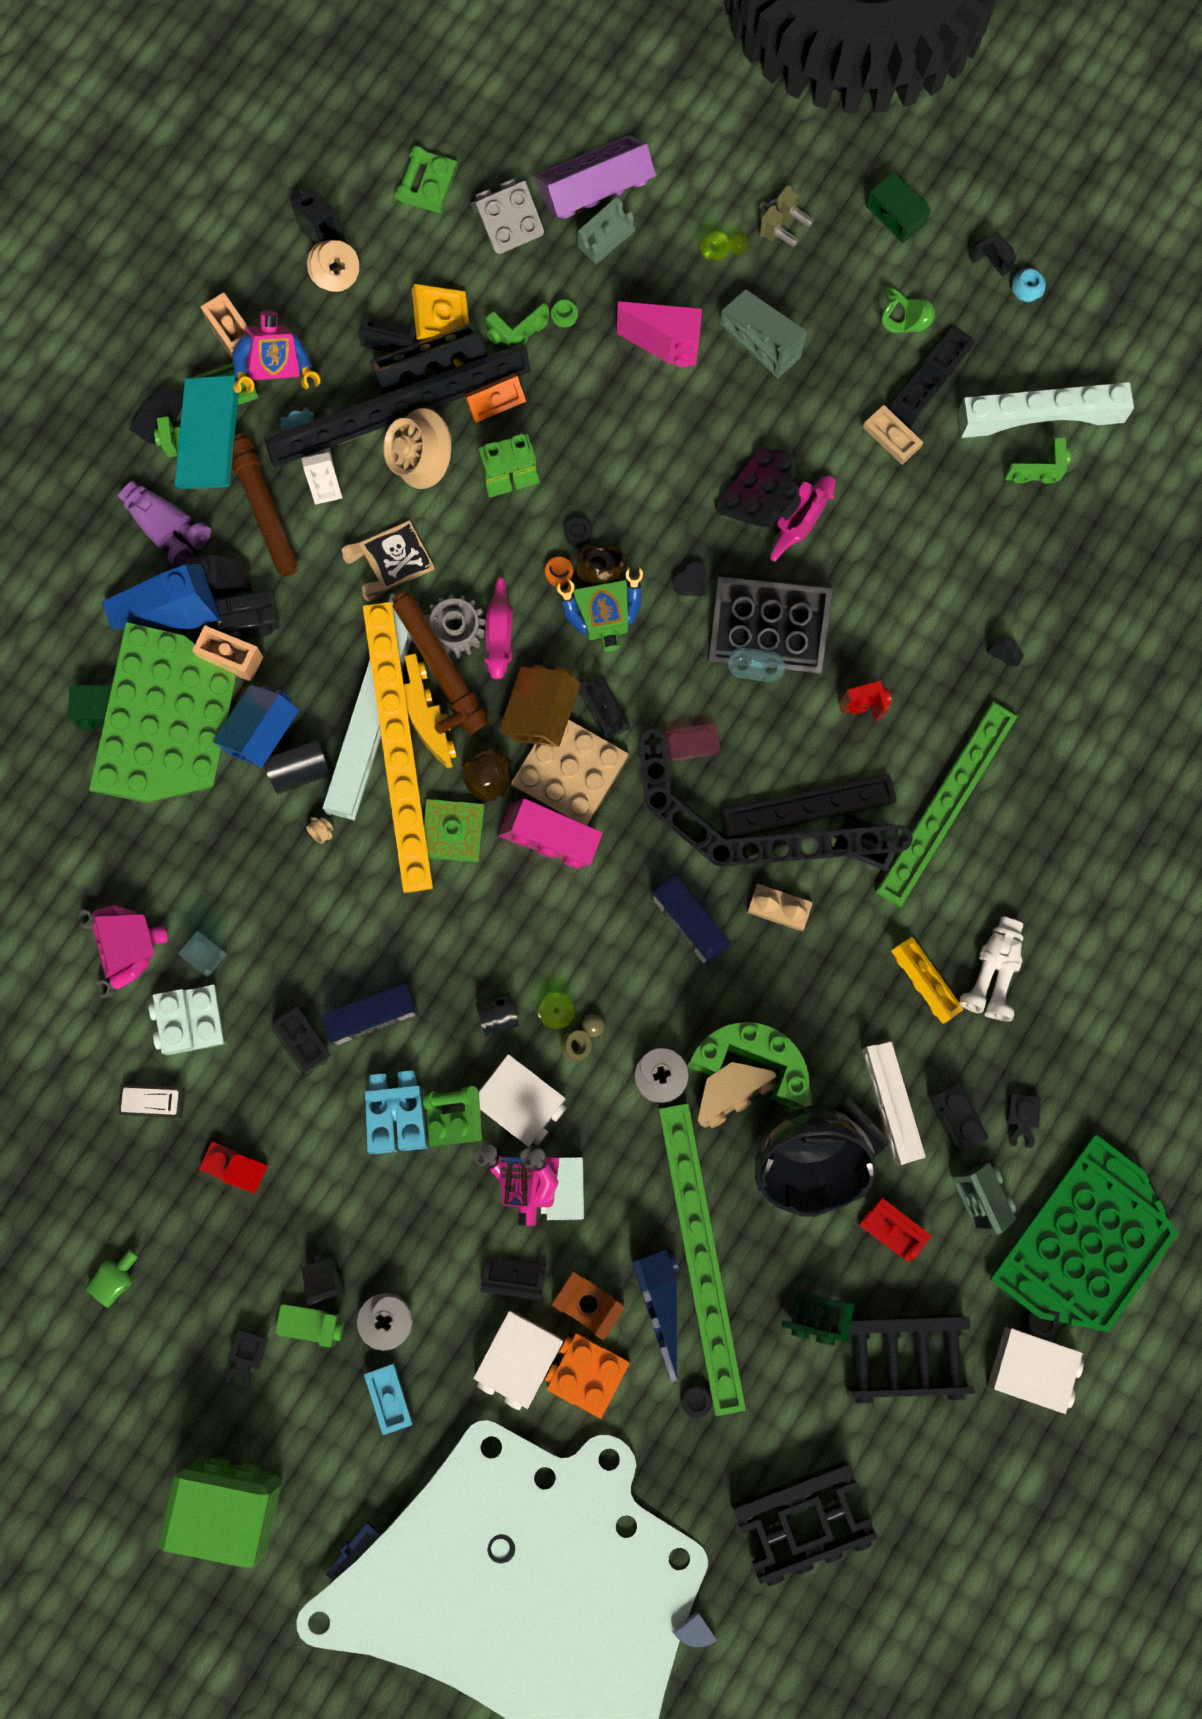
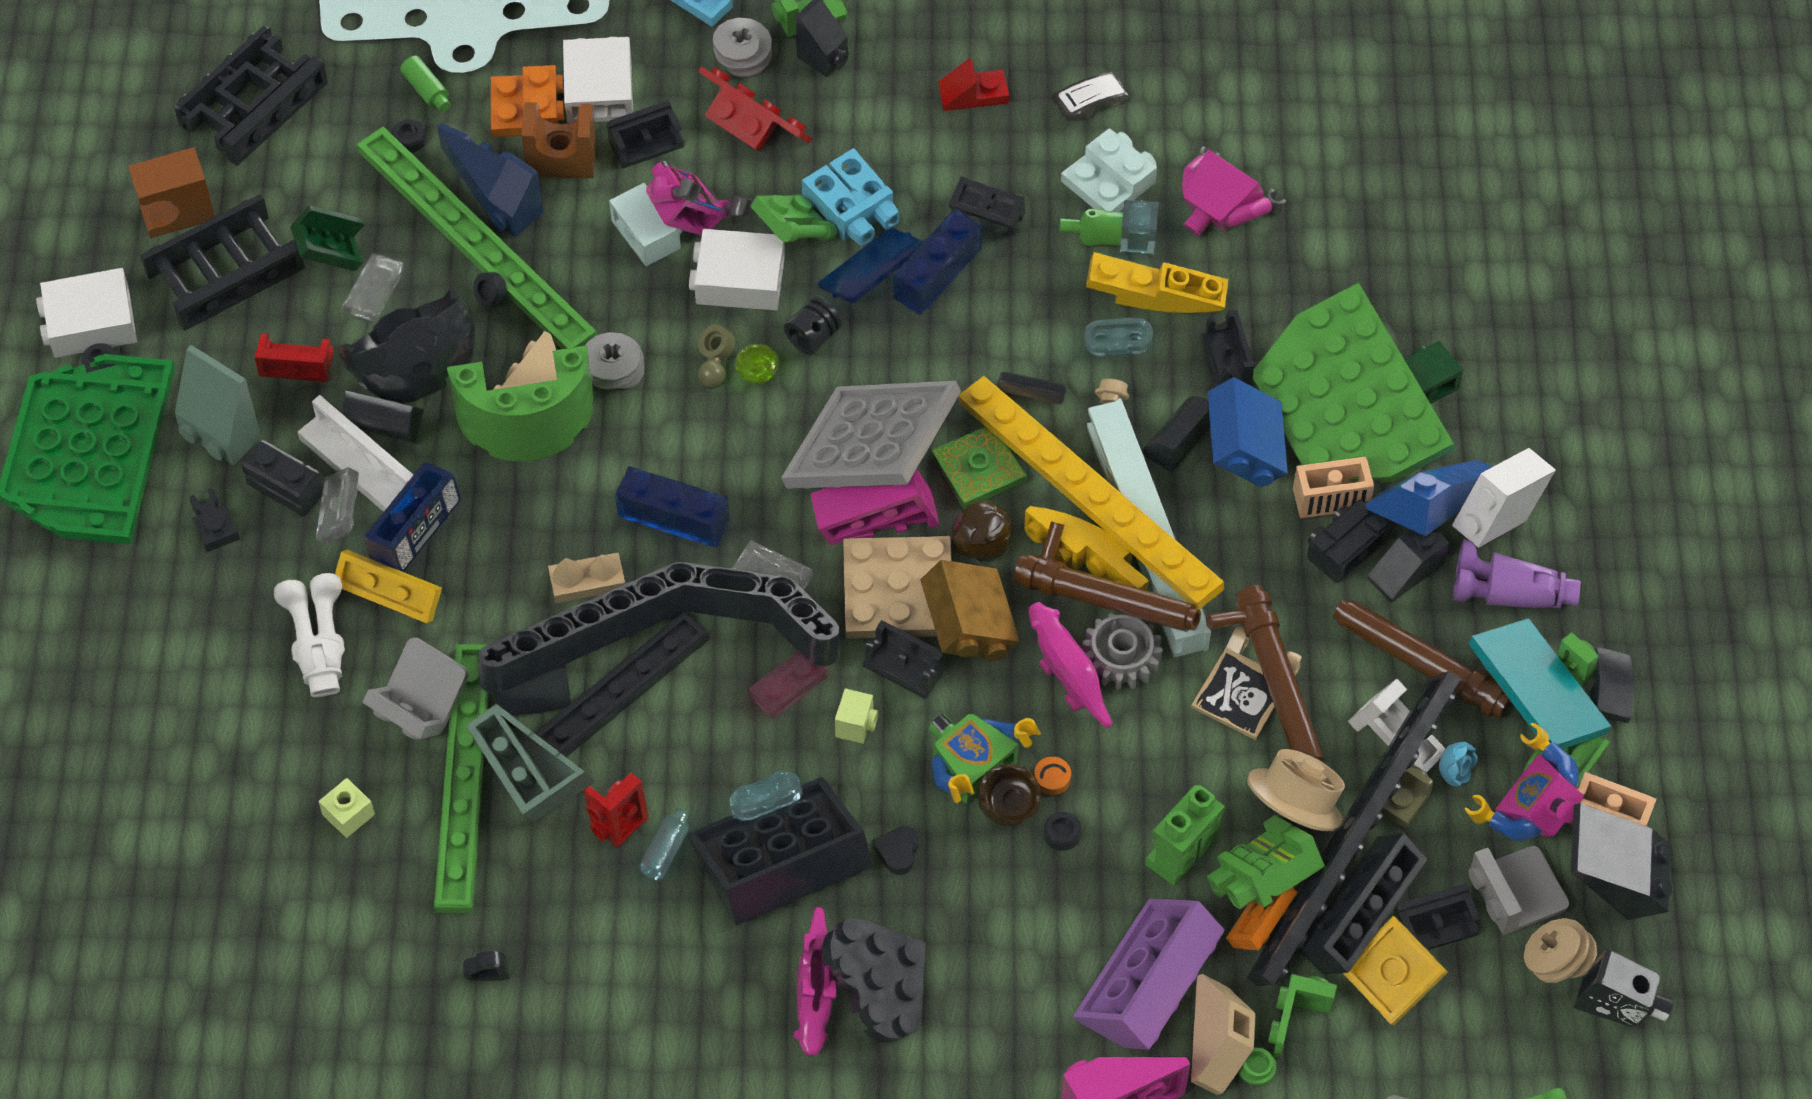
camera: 150 degrees right, 20 degrees down
(123, 562) = (1503, 497): none -> white brick
(216, 810) = (1228, 350): none -> black hinge
(225, 895) = (1161, 289): none -> yellow slope
(233, 974) = (1096, 227): none -> bright green piece
(254, 280) = (1621, 862): none -> slope
(284, 872) = (1117, 336): none -> clear light blue plate
(326, 323) = (1517, 888): none -> light grey bracket
(355, 576) = (1262, 627): none -> reddish brown cylinder
(372, 871) = (1032, 387): none -> black axle
(418, 1044) = (870, 265): none -> clear blue piece
(422, 1250) = (743, 116): none -> red bracket
(472, 415) = (1266, 865): none -> bright green hips
(521, 875) = (871, 435): none -> light grey plate
(572, 340) = (1221, 1035): none -> tan slope
(590, 403) = (1150, 972): none -> medium lavender slope
(648, 834) = (764, 560): none -> clear plate
(656, 1445) = (425, 83): none -> bright green cylinder
(662, 684) = (855, 716): none -> yellowish green plate
(716, 1200) = (490, 289): none -> black tile
(800, 1263) = (373, 287): none -> clear plate
(842, 670) = (665, 845): none -> clear light blue cylinder
(884, 1018) = (413, 517): none -> clear blue brick
(907, 770) = (526, 764): none -> sand green wedge
(921, 1444) = (172, 192): none -> dark orange piece
(928, 1071) = (337, 505): none -> clear plate
(953, 873) = (419, 691): none -> light grey bracket
(1034, 828) = (343, 815): none -> yellowish green plate

